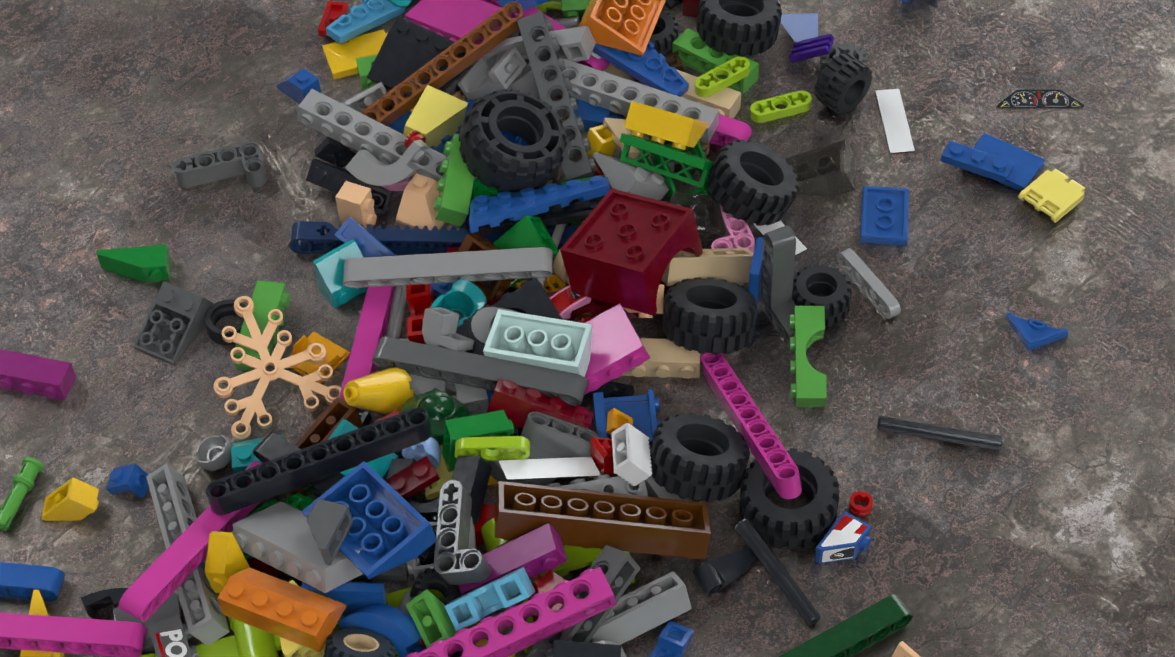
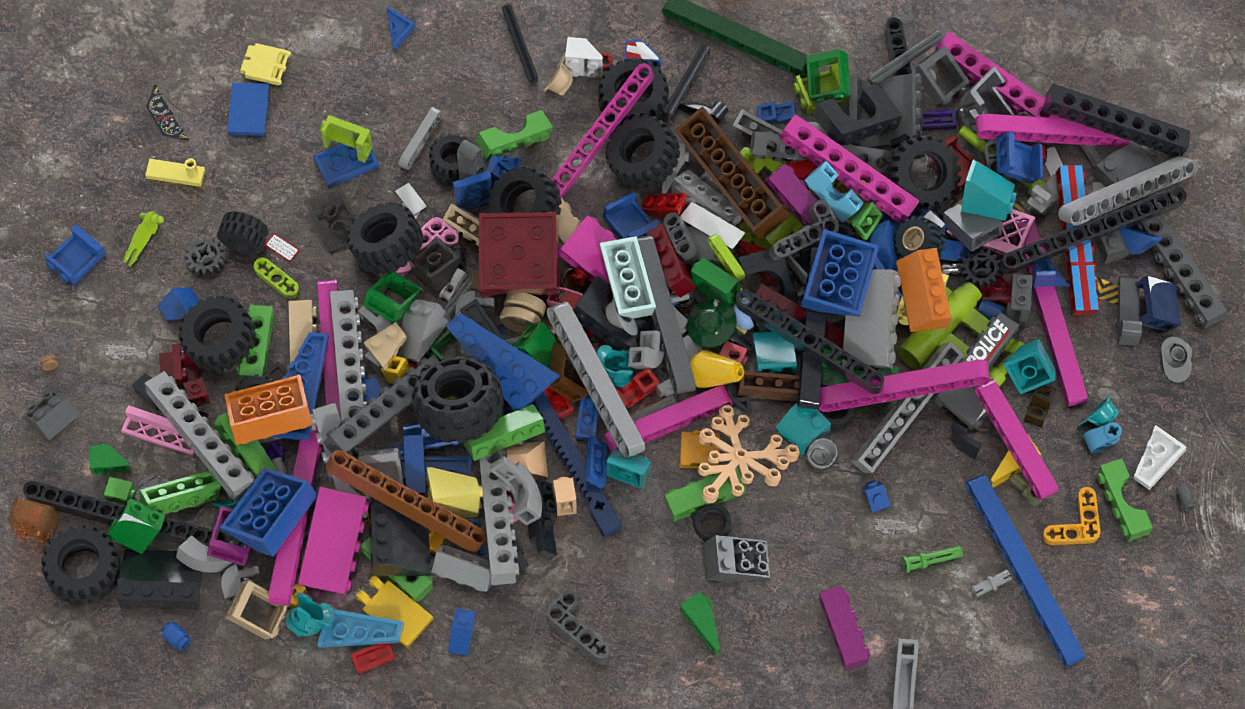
camera: 125 degrees left, 15 degrees up
(70, 502) = (917, 517): yellow slope -> none
(223, 559) = (911, 360): yellow slope -> none
(329, 527) = (867, 280): dark grey slope -> none
(413, 137) = (489, 479): red bush -> none
(616, 419) = (641, 218): light orange tile -> none
(631, 454) = (674, 180): white brick -> none
(664, 125) = (375, 309): yellow slope -> none
(668, 152) = (404, 296): green fence -> none
(734, 69) = (298, 318): lime beam -> none
(772, 330) = (500, 164): none -> blue wing
(808, 249) = (411, 198): none -> white sticker
(811, 48) = (202, 266): dark purple tile -> none
(816, 128) = (281, 247): none -> white sticker
(862, 440) = (561, 79): none -> tan piece
(872, 468) = (583, 58): none -> white slope
(894, 120) = (244, 198): white sticker -> none
(895, 213) = (347, 134): none -> lime panel
(902, 27) = (142, 235): none -> lime piece
(960, 79) = (176, 172): none -> light yellow piece
(977, 161) = (263, 120): blue plate -> none

